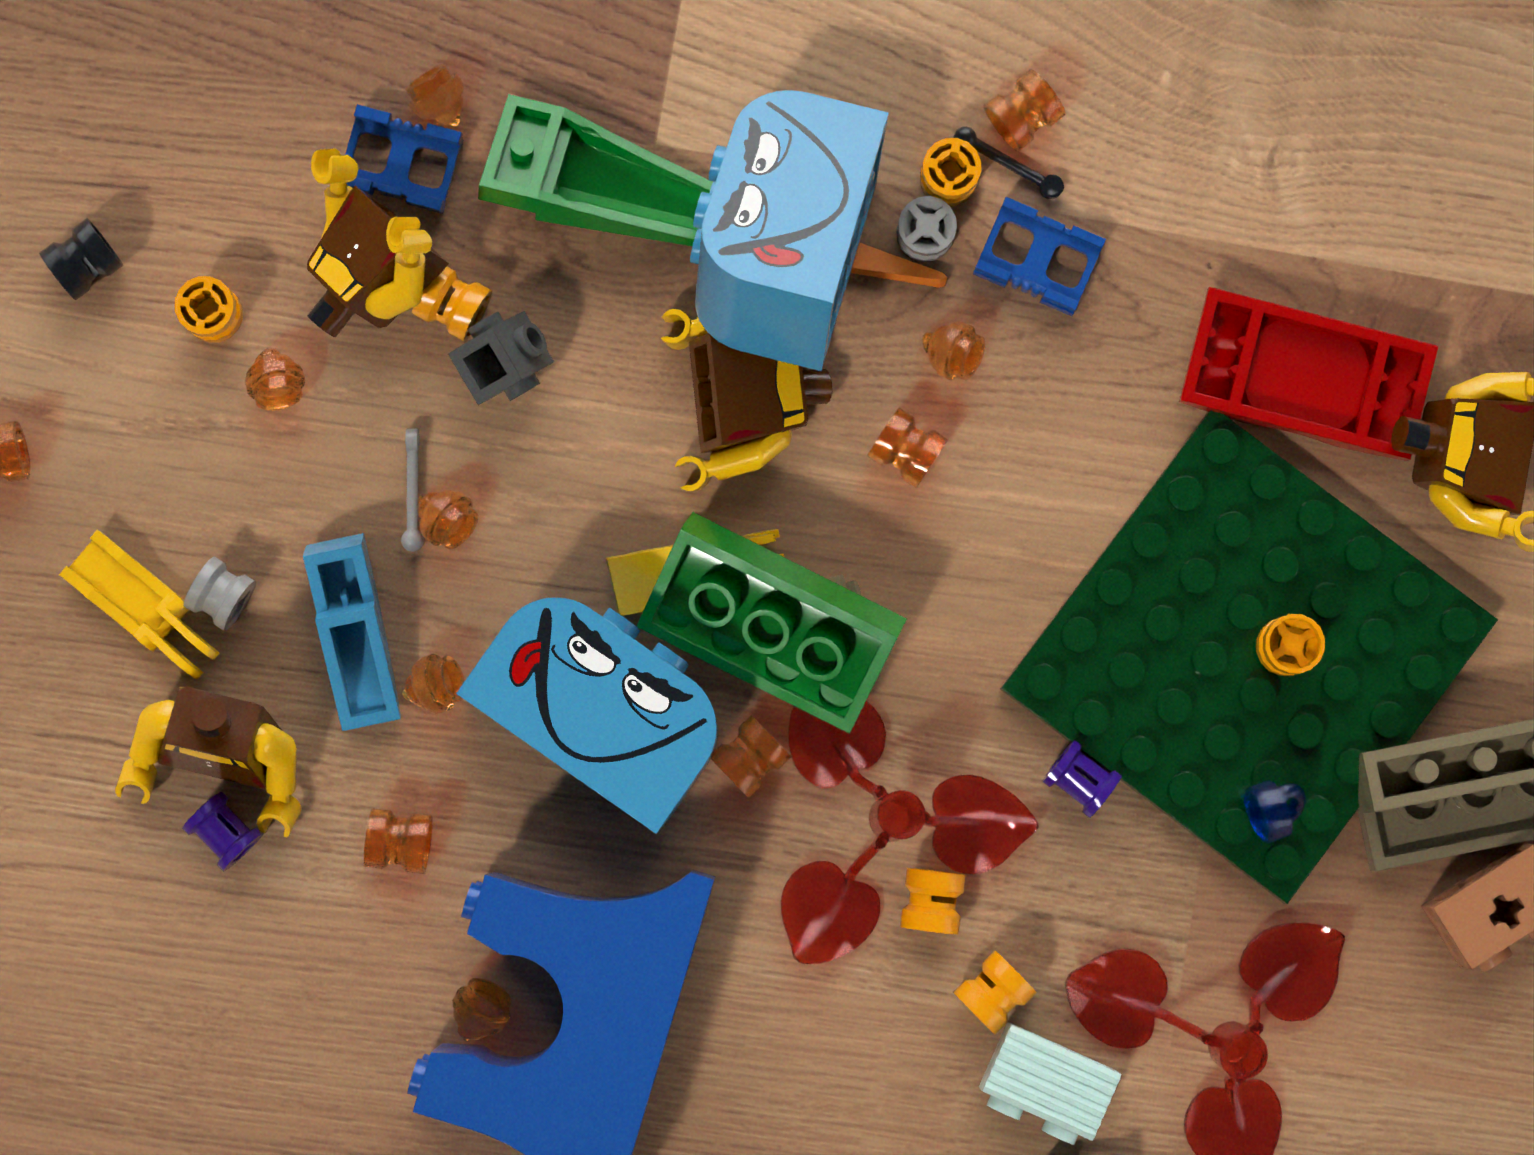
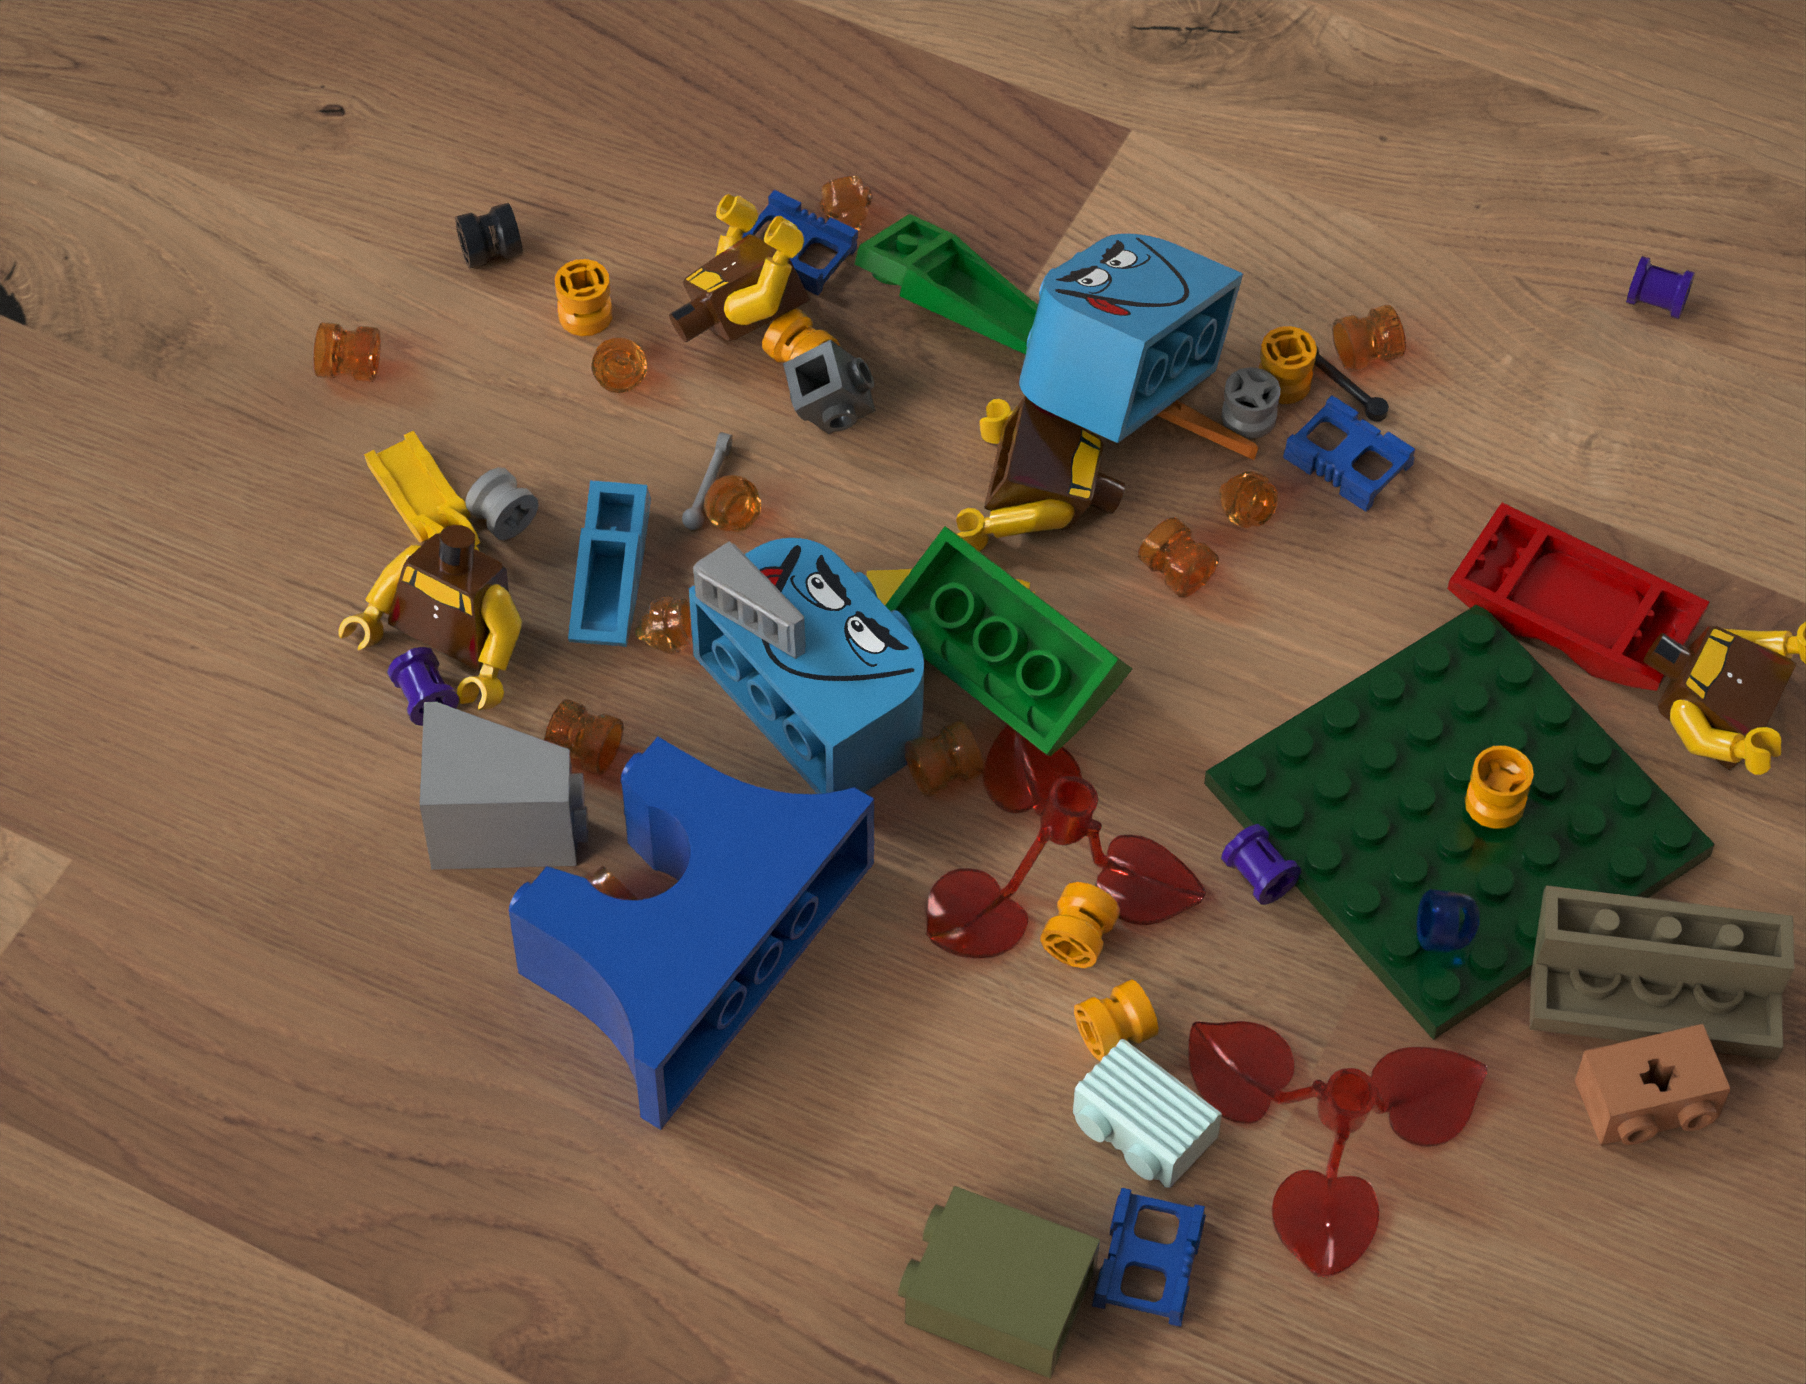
camera: 20 degrees right, 30 degrees down
(339, 952) = (496, 795): none -> light grey slope
(510, 699) = (747, 597): none -> light grey slope

